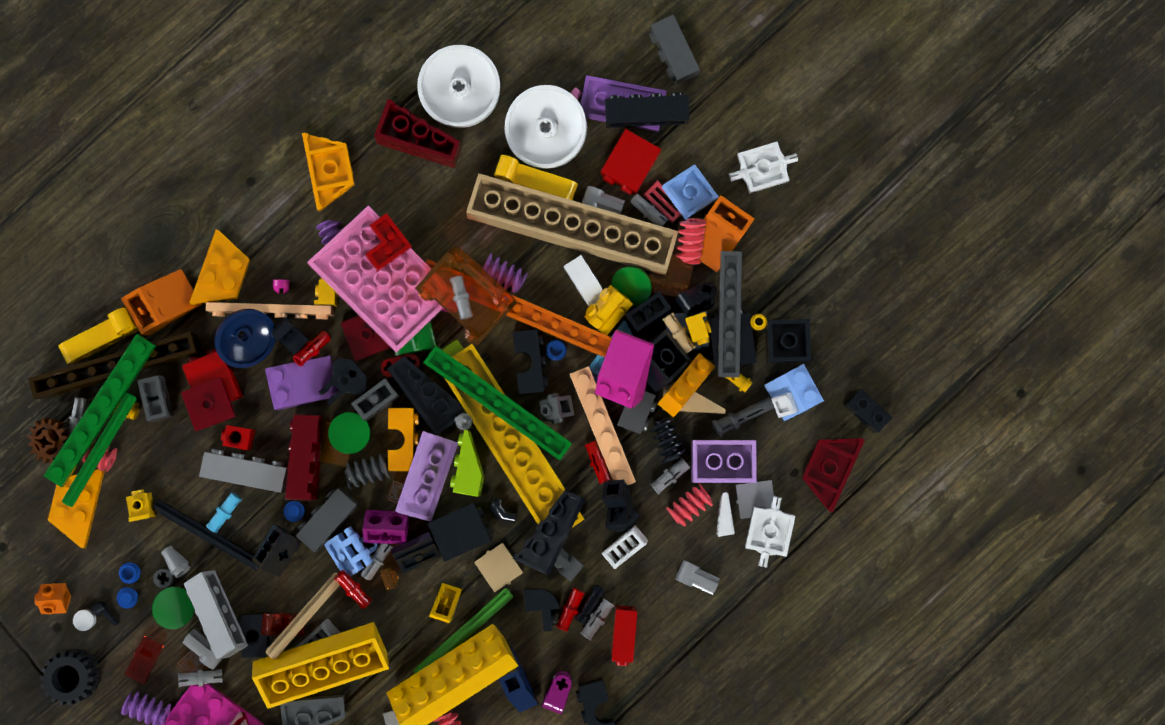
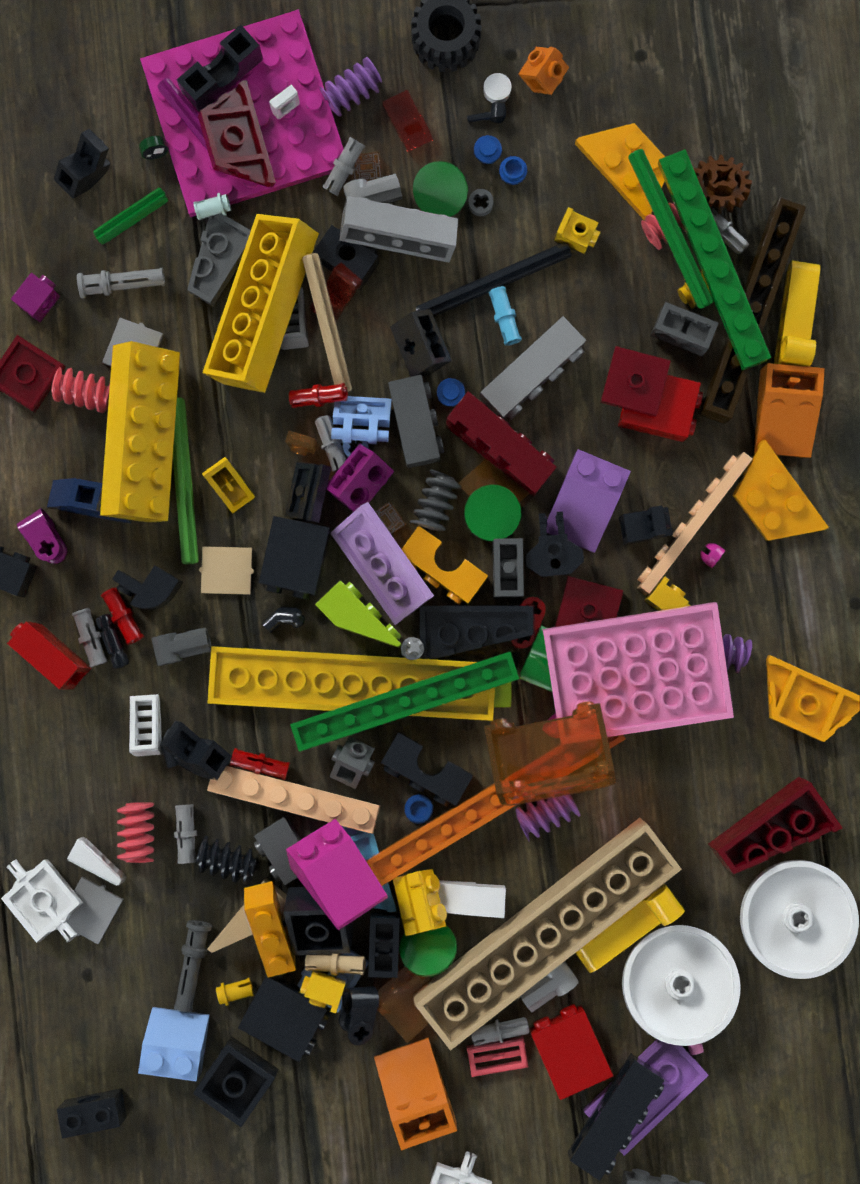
camera: 125 degrees right, 0 degrees up
(176, 563) = (487, 227): light grey cone -> none
(246, 441) = (567, 396): red brick -> none
(250, 346) = (668, 473): dark blue dish -> none
(311, 348) = (616, 538): red pin -> none
(392, 243) = (670, 714): red plate -> none
(461, 297) = (552, 747): light grey pin -> none
(548, 540) = (213, 649): black wing -> none
(690, 192) = (487, 1095): light blue plate -> none
(692, 240) = (428, 1057): coral piece -> none
(694, 576) = (58, 778): light grey piece -> none
(723, 461) = (155, 907): lavender brick -> none
(729, 314) = (313, 1039): dark grey plate -> none
(761, 318) = (278, 1068): yellow pin -> none
(784, 404) = (167, 1023): white tile -> none
(830, 468) = (60, 1022): dark red wing -> none

